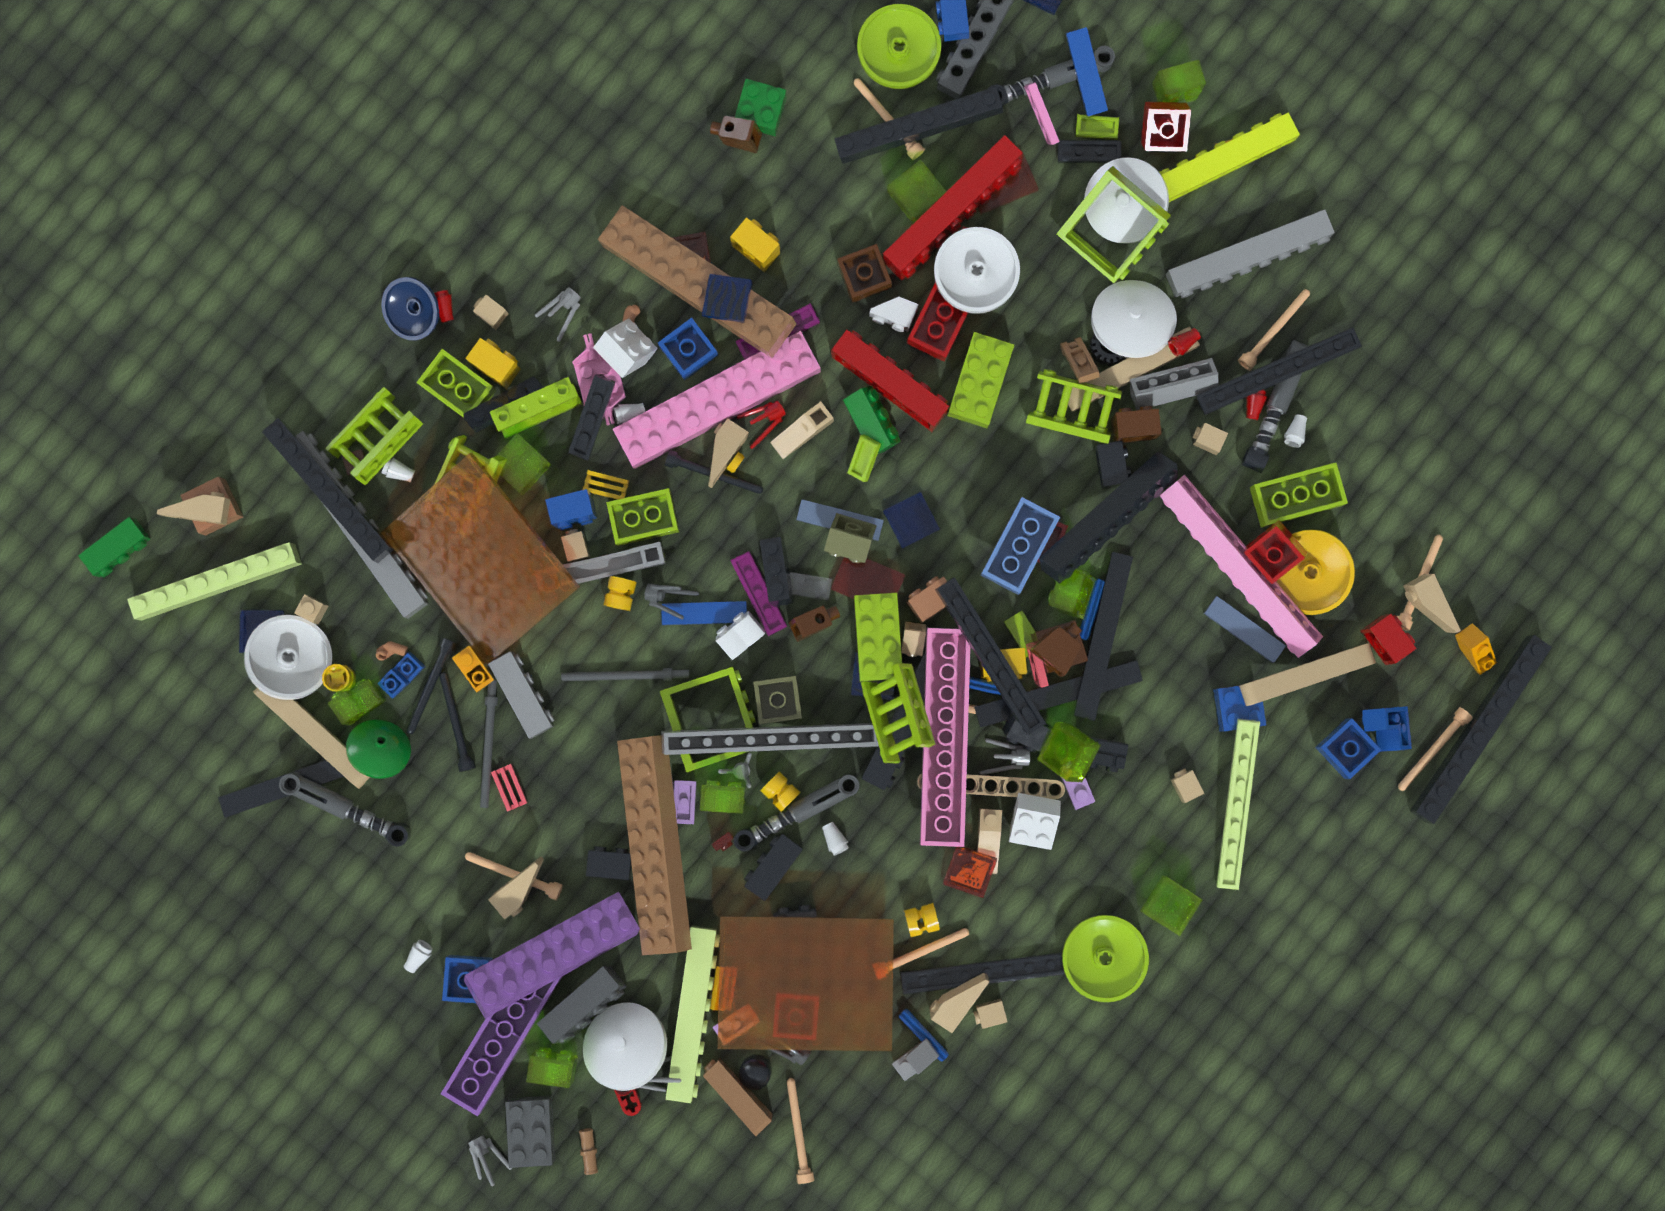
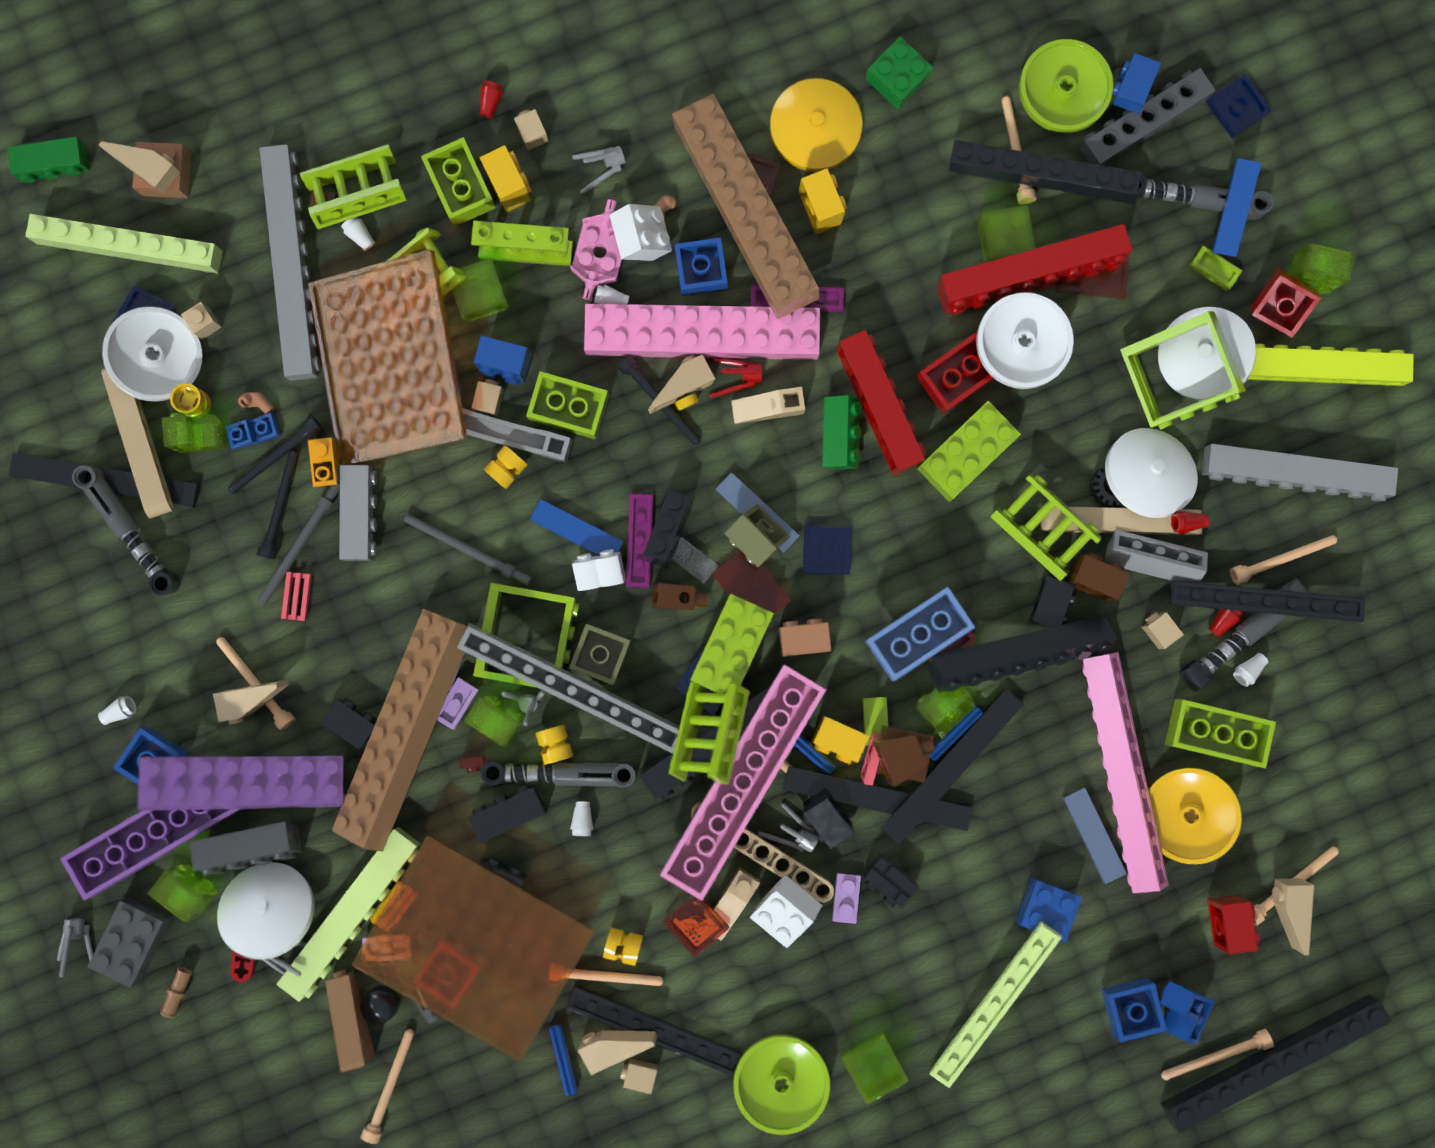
camera: 25 degrees right, 0 degrees up
(328, 490) = (277, 213): black brick -> none
(374, 758) = (182, 500): green dish -> none
(401, 310) = (446, 83): dark blue dish -> none
(480, 416) = (461, 221): black plate -> none
(592, 417) = (572, 281): black plate -> none
(614, 479) = (535, 343): yellow tile -> none
(656, 593) = (541, 487): dark grey plant -> none
(716, 184) = (816, 124): none -> yellow dish
(727, 298) = (764, 235): clear blue tile -> none
(738, 133) = (864, 85): reddish brown torso -> none
(864, 273) = (912, 286): reddish brown brick -> none
(864, 458) = (813, 465): lime tile -> none
(895, 312) = (922, 341): white slope -> none
(913, 639) = (765, 667): tan brick -> none
(915, 1059) = (542, 1080): light grey slope -> none
(990, 656) = (830, 726): black plate -> none
(1041, 113) = (1169, 224): bright pink tile -> none
(1068, 752) = (856, 862): clear neon green brick -> none
(1080, 360) = (1077, 484): medium nougat plate -> none
(1088, 151) = (1194, 287): black tile -> none
(1186, 785) = (954, 958): tan brick -> none
(1275, 552) = (1168, 777): red brick -> none
(1307, 674) = (1133, 915): tan beam -> none
(1476, 648) = (1314, 980): light orange slope -> none

